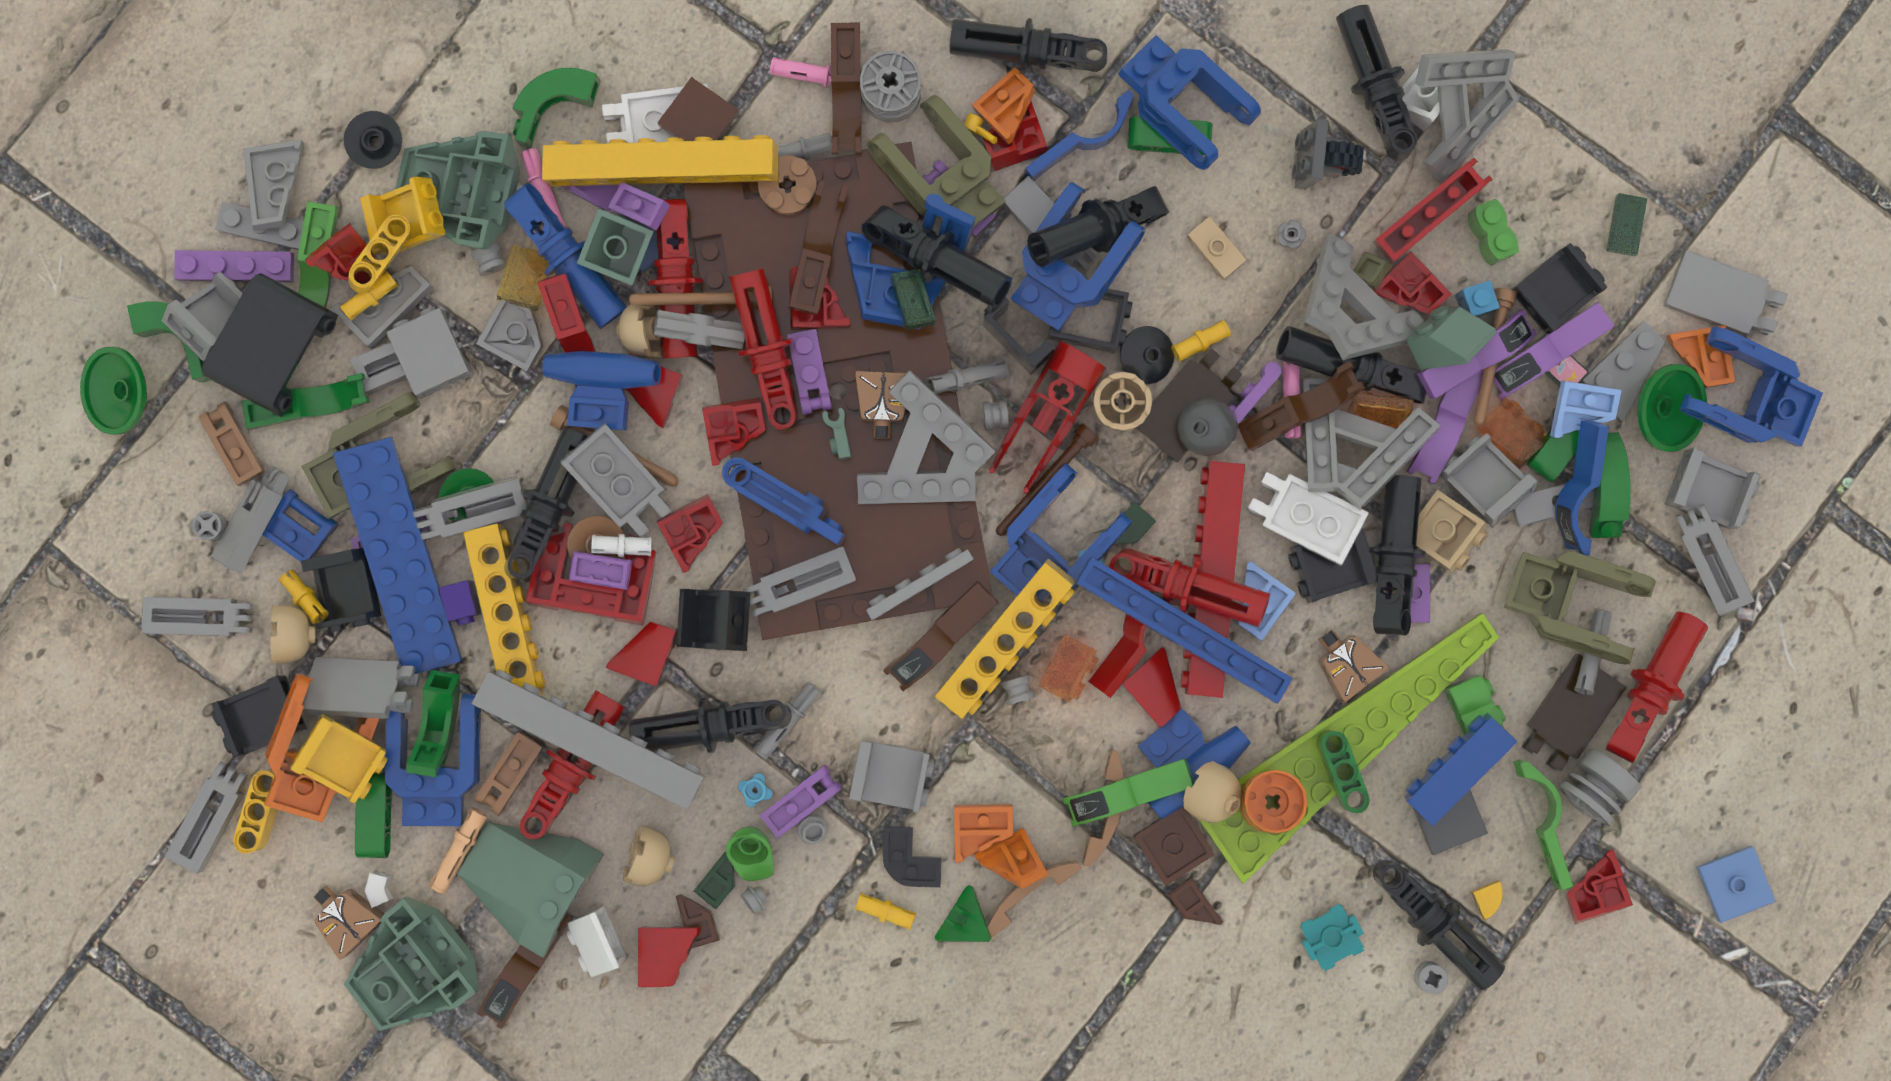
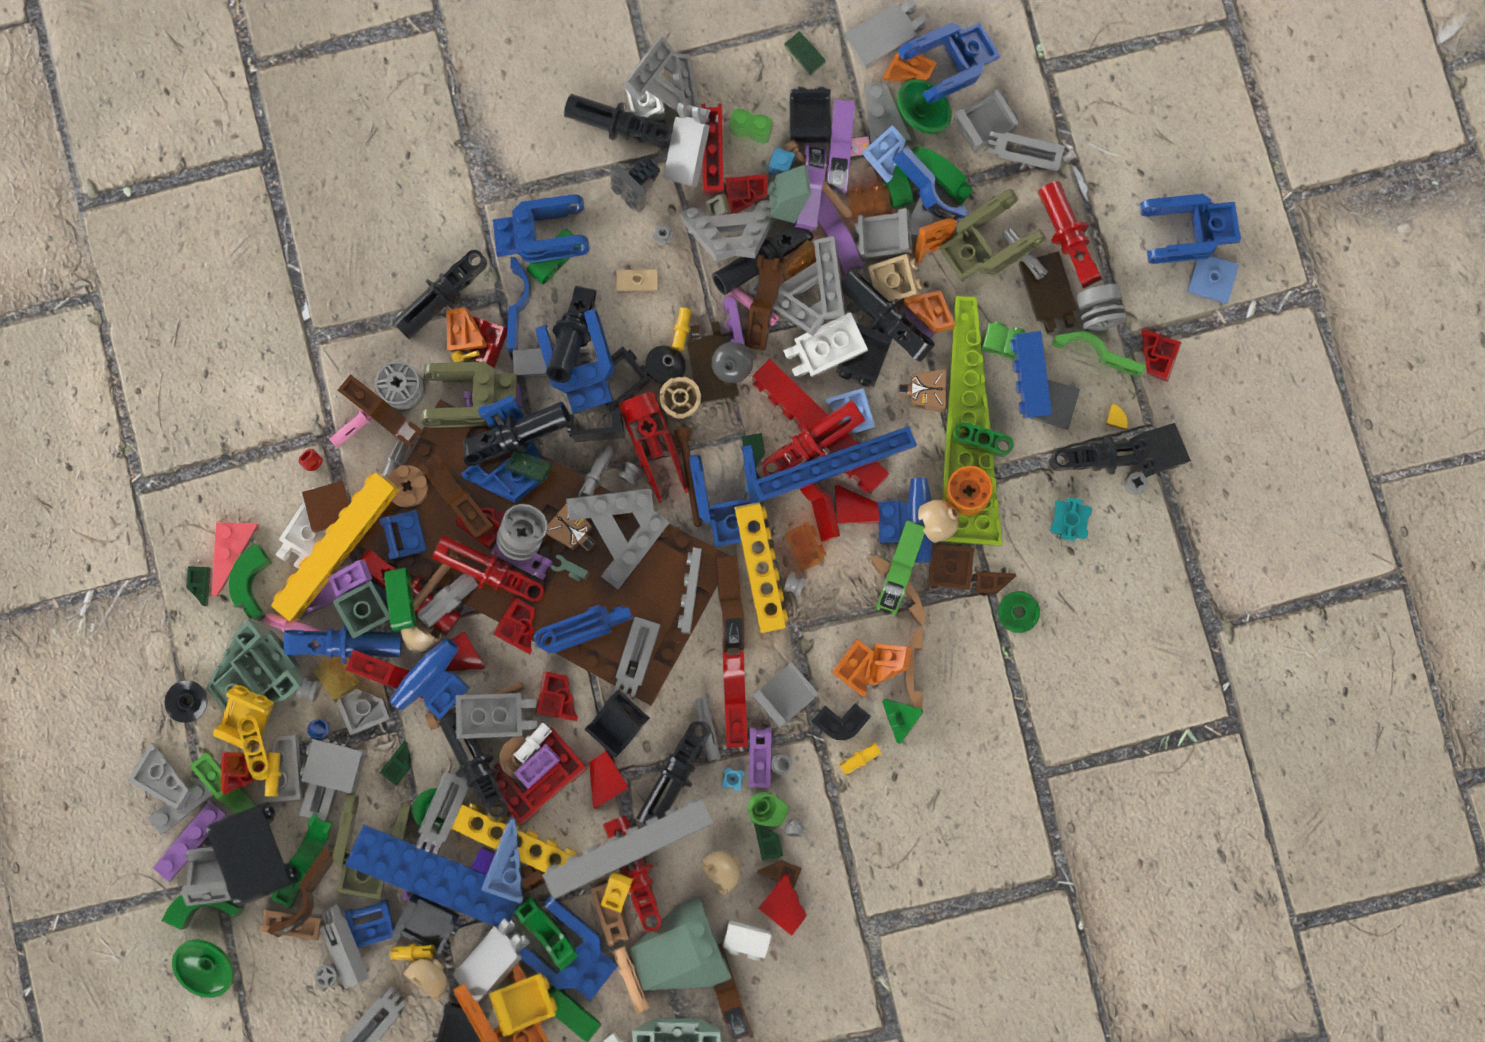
camera: 50 degrees left, 5 degrees down
(282, 430) = (307, 886): none -> reddish brown piece
(455, 304) = (318, 729): none -> blue plate
(461, 626) = (503, 875): none -> medium blue wing
(480, 660) = (533, 878): none -> reddish brown tile
(486, 419) = (397, 765): none -> dark green tile
(508, 47) = (198, 583): none -> dark green tile
(534, 763) = (616, 892): none -> yellow plate
(575, 46) = (230, 542): none -> coral wing
(657, 279) = (400, 599): none -> green beam
(733, 56) = (308, 460): none -> red tile
(740, 229) = (410, 533): none -> blue plate
(840, 725) = (735, 700): none -> red piece
(848, 347) = (521, 532): none -> light grey wheel
(1196, 970) = (1006, 615): none -> green tile
(1412, 181) = (687, 145): none -> light grey tile
(1443, 599) = (931, 310): none -> orange wing
(1488, 977) = (1159, 449): none -> black panel
(1531, 536) = (933, 237): none -> orange wing
(1796, 836) = (1211, 224): none -> blue plate

